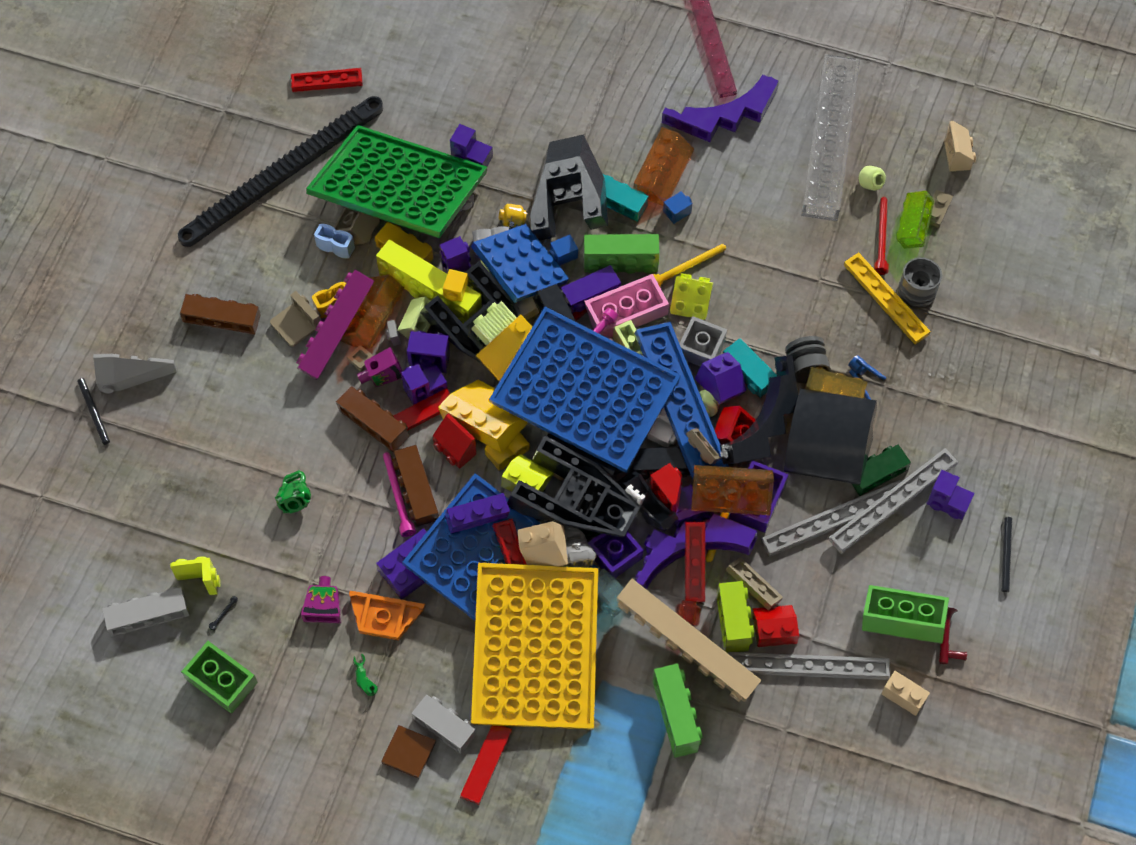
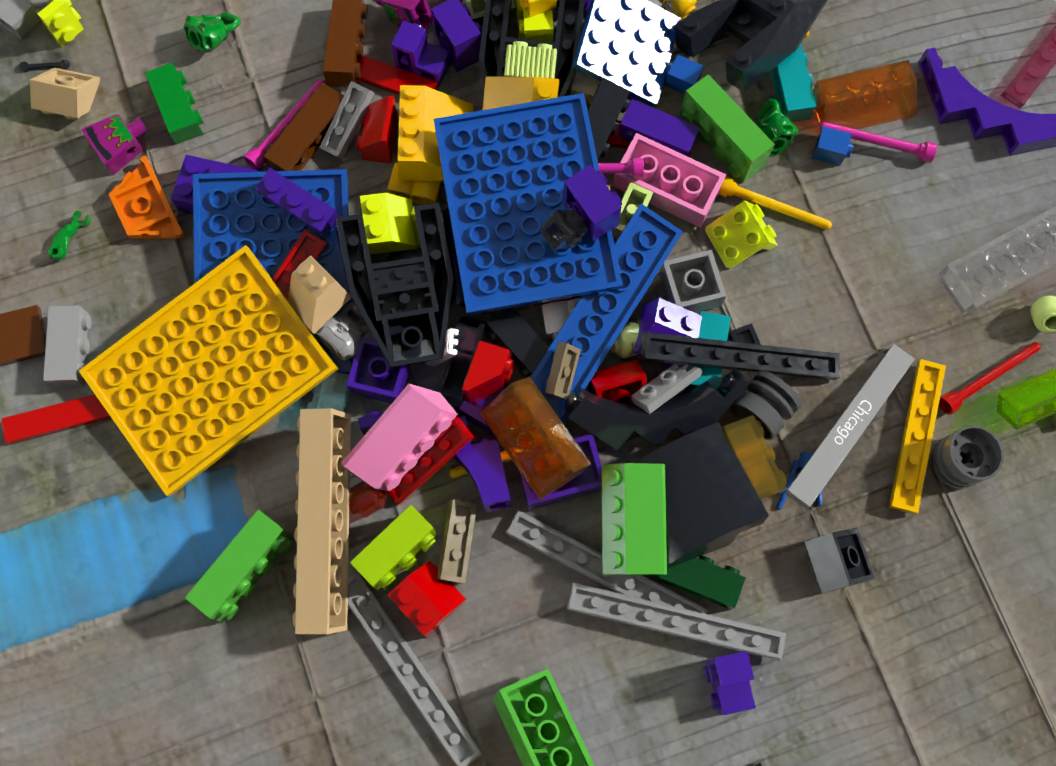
camera: 50 degrees right, 10 degrees up
(259, 611) = (63, 92): none -> tan slope
(326, 549) = (175, 102): none -> green brick
(431, 455) = (346, 120): none -> light grey plate
(623, 350) = (593, 201): none -> dark purple brick
(625, 377) = (564, 229): none -> clear smoke brick
(640, 225) = (776, 126): none -> green piece
(674, 561) = (400, 437): none -> bright pink slope
(721, 162) = (925, 151): none -> dark pink piece
(755, 401) = (665, 386): none -> light grey hinge
(757, 342) = (744, 335): none -> black tile
(768, 349) = (740, 356): none -> black plate
(821, 473) = (634, 519): none -> bright green slope
(855, 325) = (849, 427): none -> light grey tile
(925, 392) = (839, 560): none -> slope

